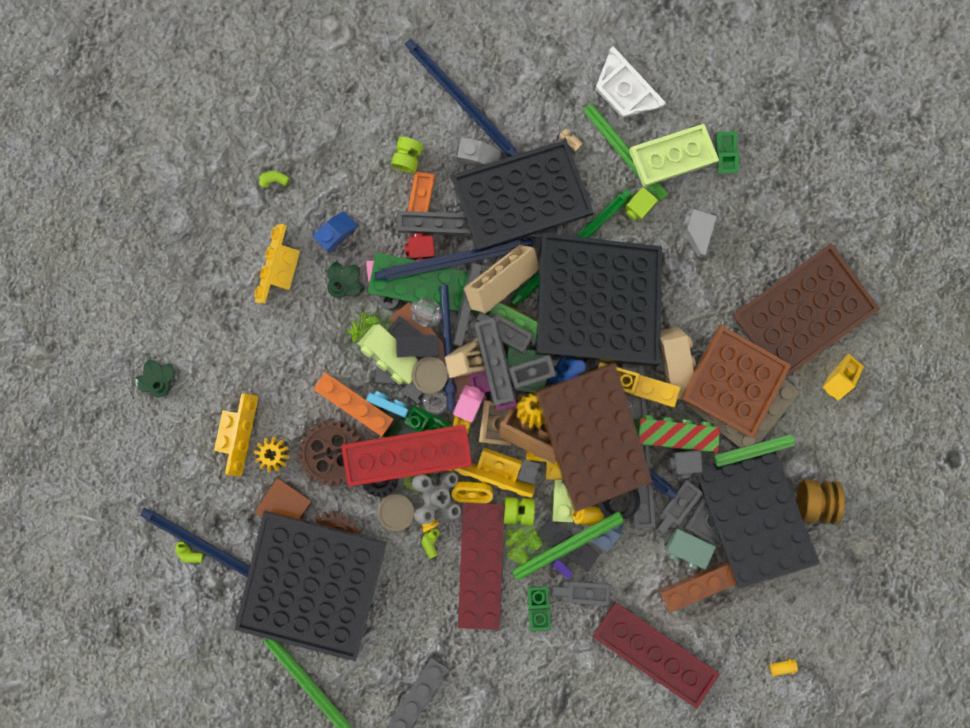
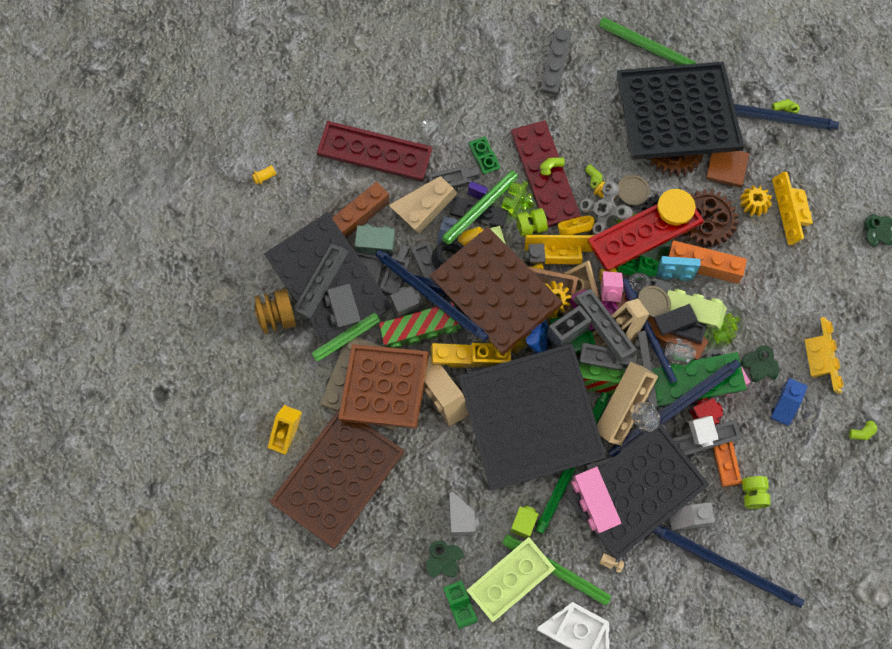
camera: 160 degrees right, 15 degrees down
(365, 468) = (676, 207): none -> yellow tile
(436, 226) = (703, 431): none -> white brick
(476, 570) = (550, 163): none -> lime arm
(489, 254) = (645, 416): none -> clear head
(569, 194) = (595, 500): none -> bright pink brick
(627, 569) = (424, 203): none -> tan wedge
(658, 458) = (436, 299): none -> dark blue piece
(727, 195) = (444, 562): none -> dark green plate
(752, 480) = (342, 306): none -> dark grey brick
(769, 512) = (320, 280): none -> dark grey plate

